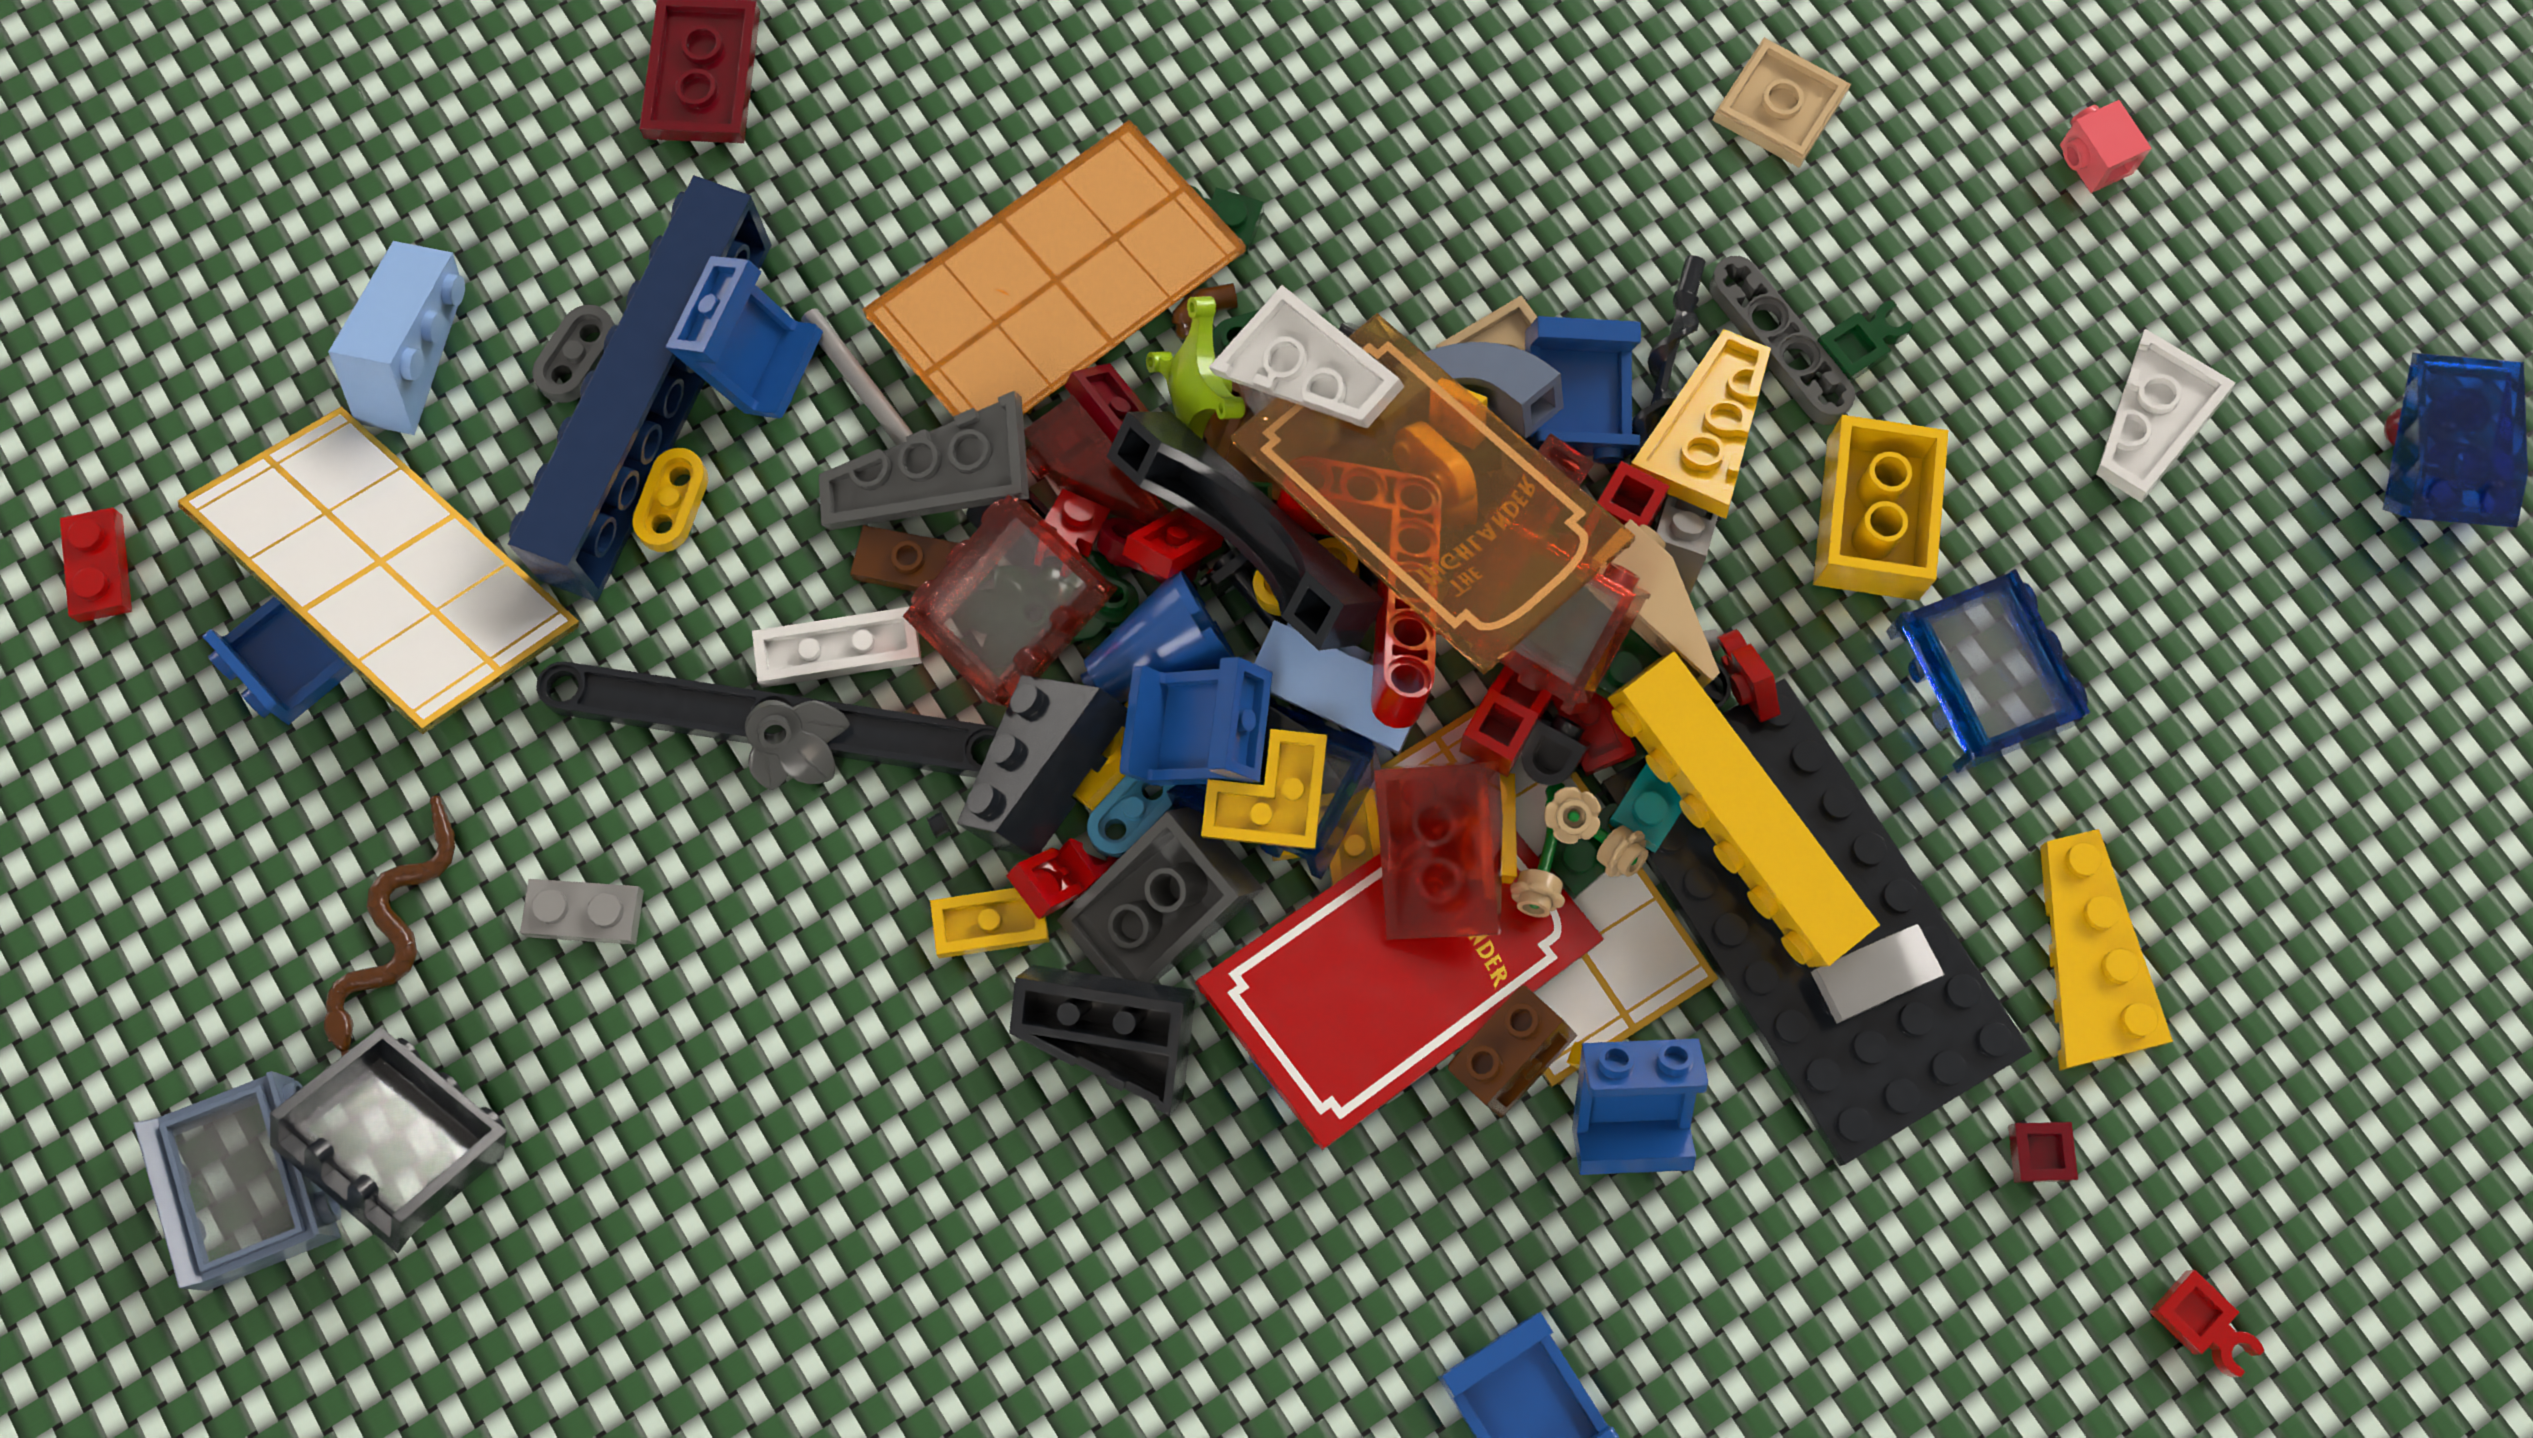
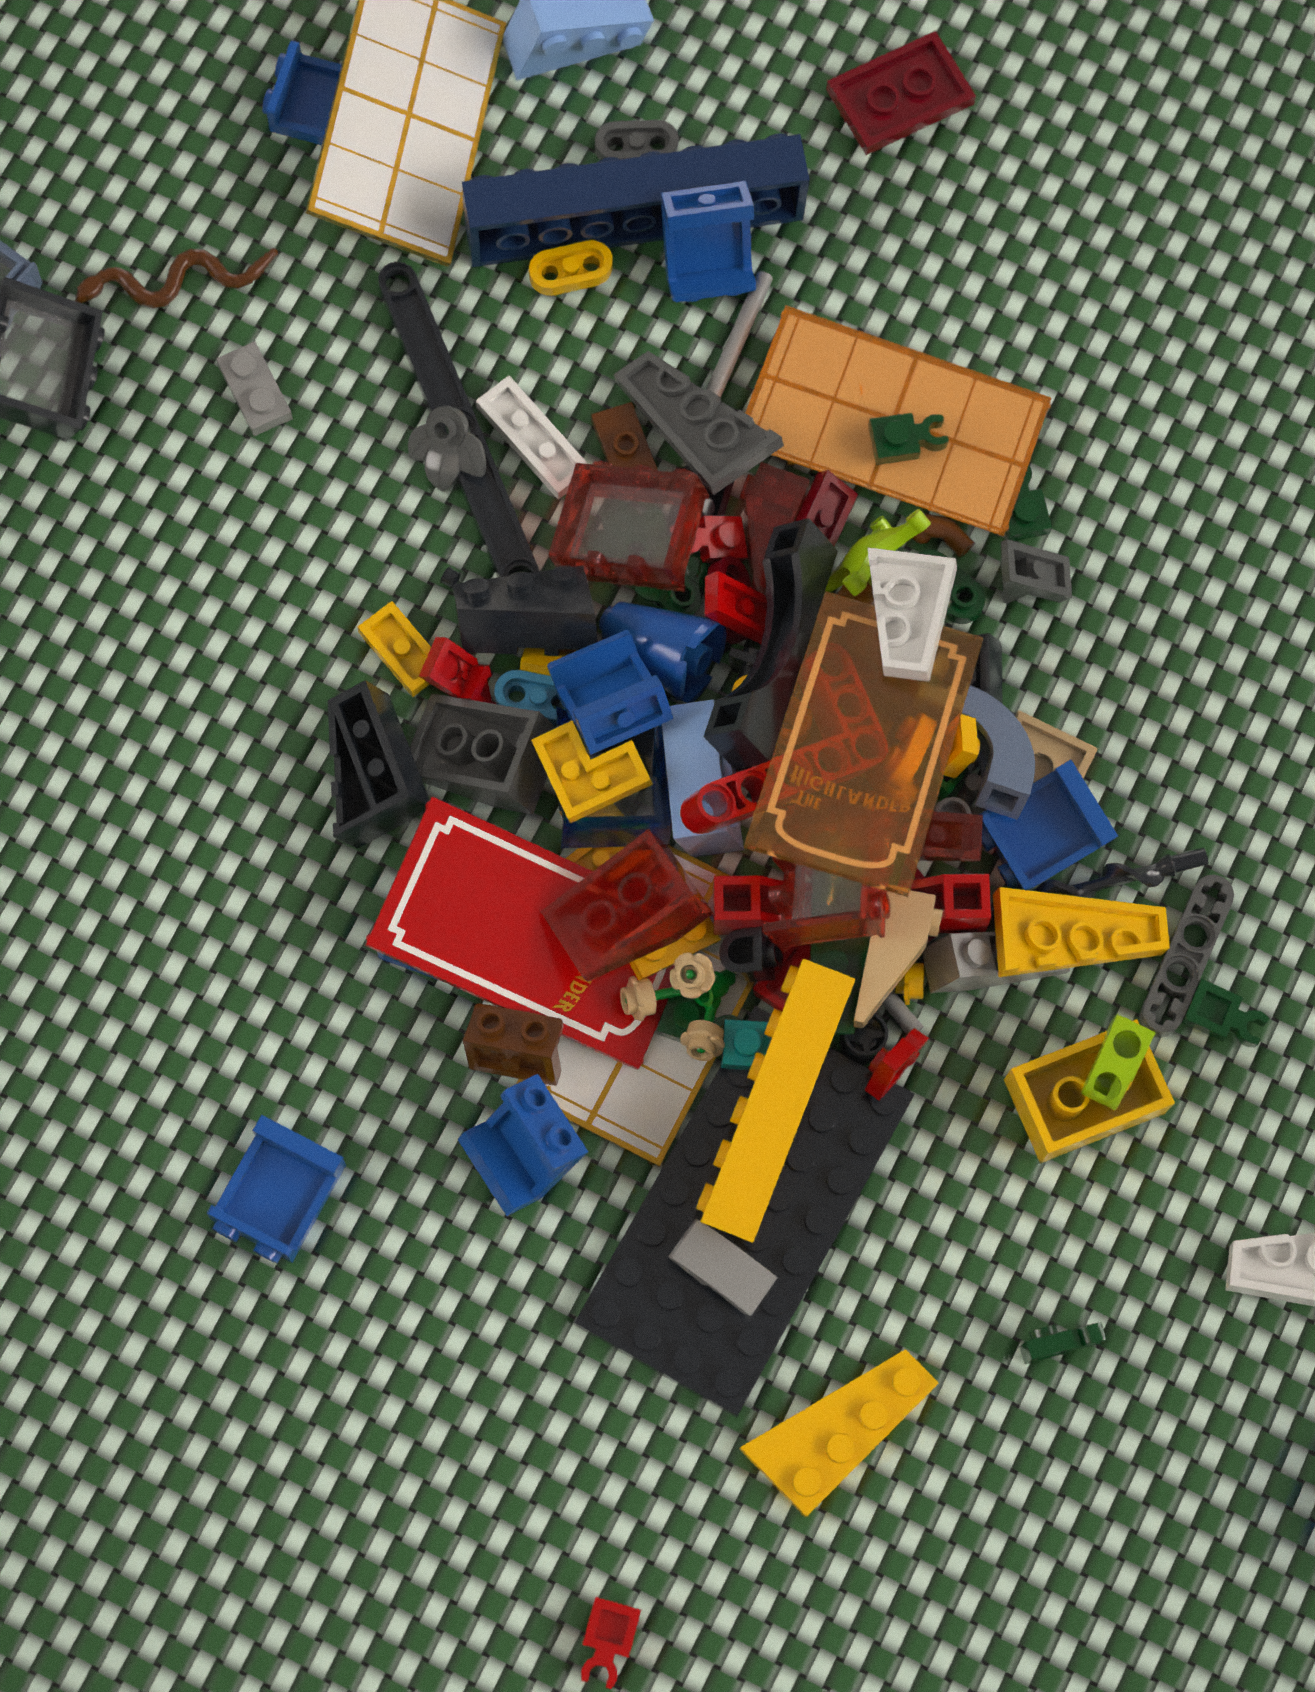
camera: 55 degrees right, 0 degrees up
(1085, 281) = (899, 438): none -> dark green plate
(1301, 247) = (1033, 572): none -> dark grey slope
(1886, 455) = (1117, 1061): none -> lime leg
(1992, 669) = (1013, 1240): window -> none
(2043, 1152) = (666, 1460): dark red plate -> none
(2117, 695) = (1049, 1343): none -> dark green plate

